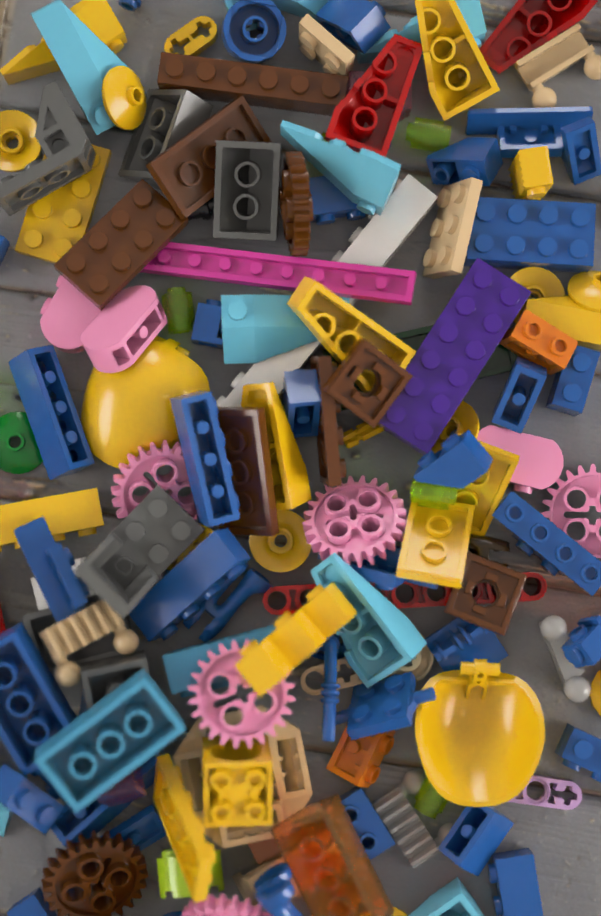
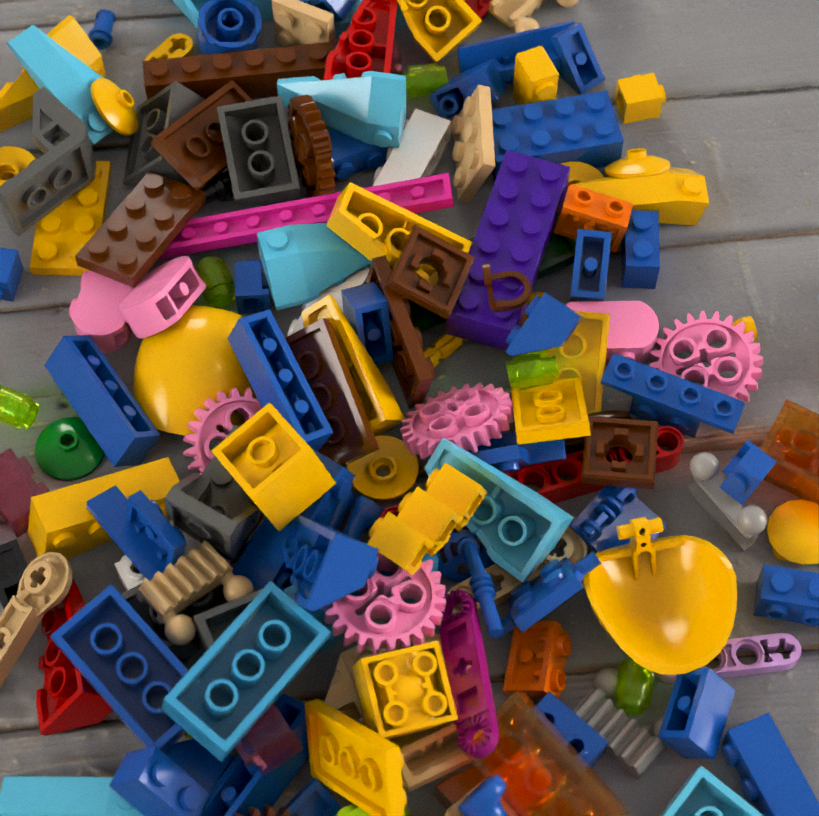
camera: 10 degrees left, 25 degrees down
(175, 559) = (274, 466): none -> yellow brick
(199, 664) = (325, 562): none -> blue wedge
(292, 791) = (471, 694): none -> magenta piece
(424, 429) = (505, 305): none -> reddish brown piece

